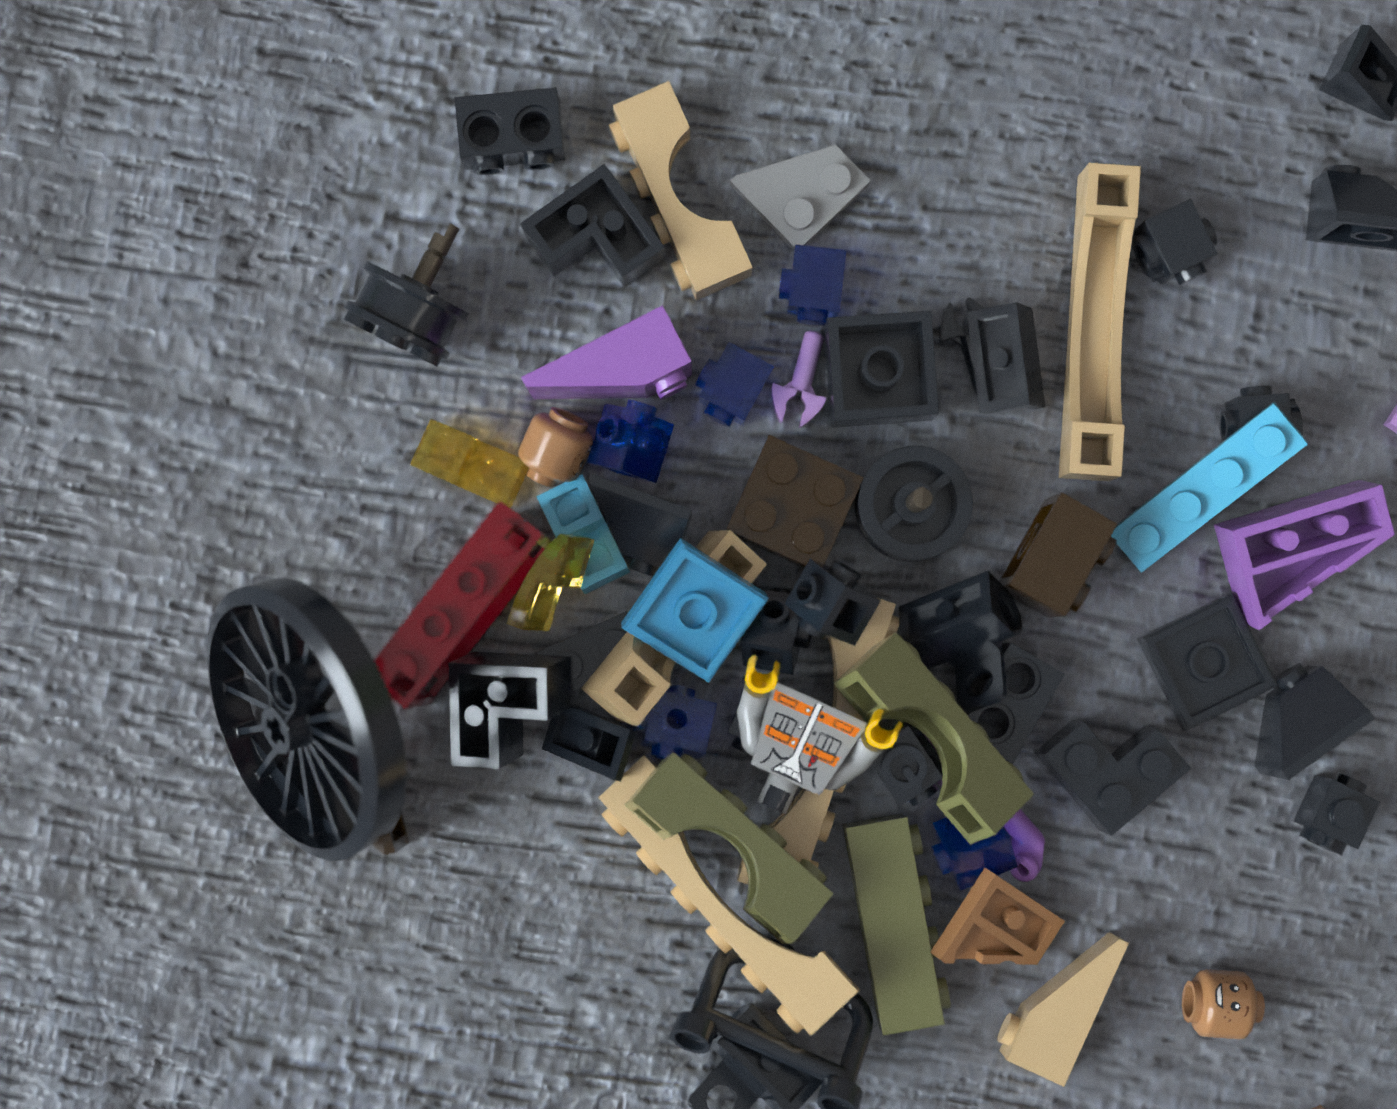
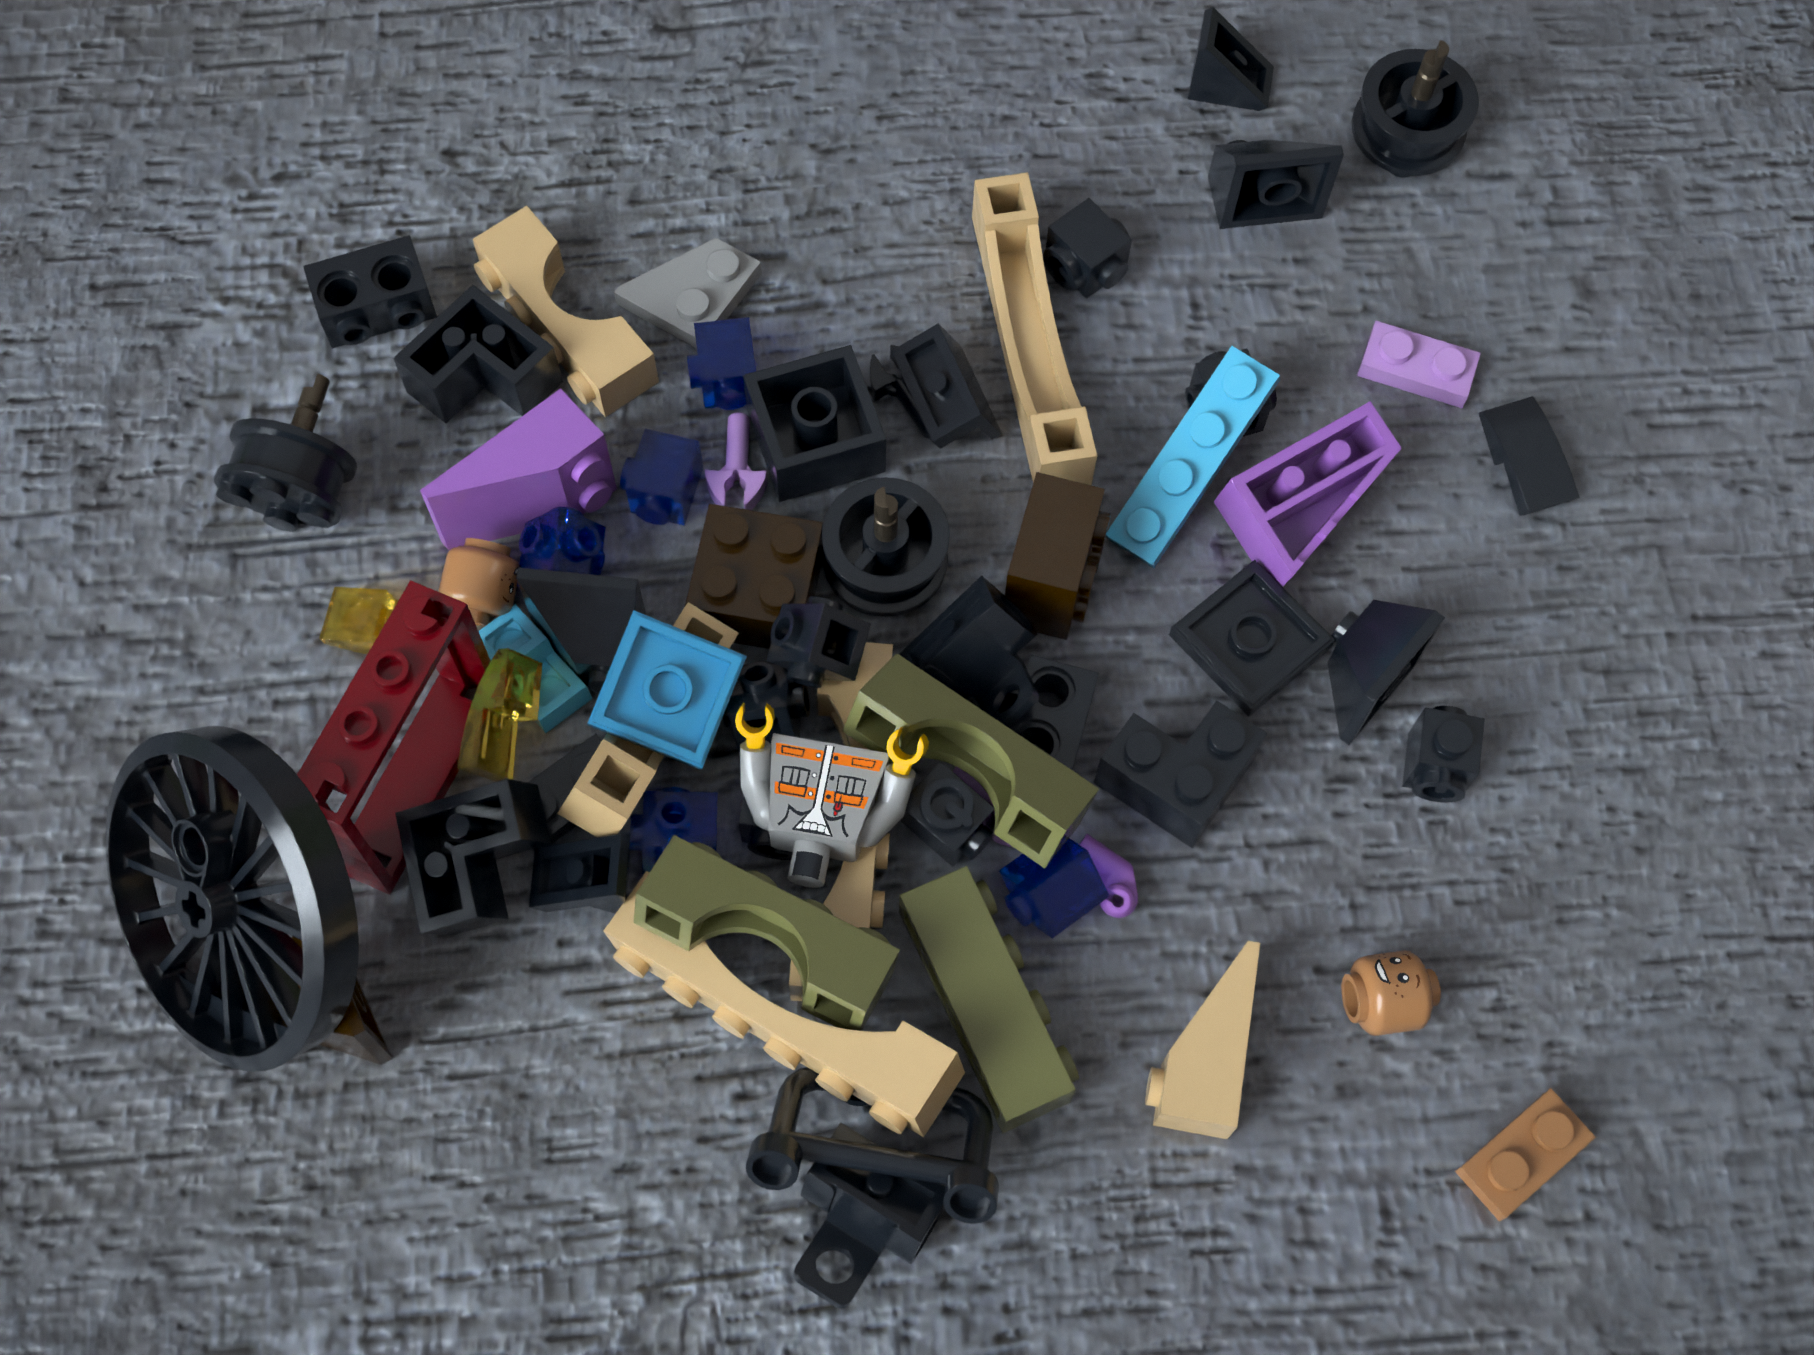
camera: 15 degrees left, 20 degrees down
(997, 926) = (1106, 963): medium nougat wing -> none

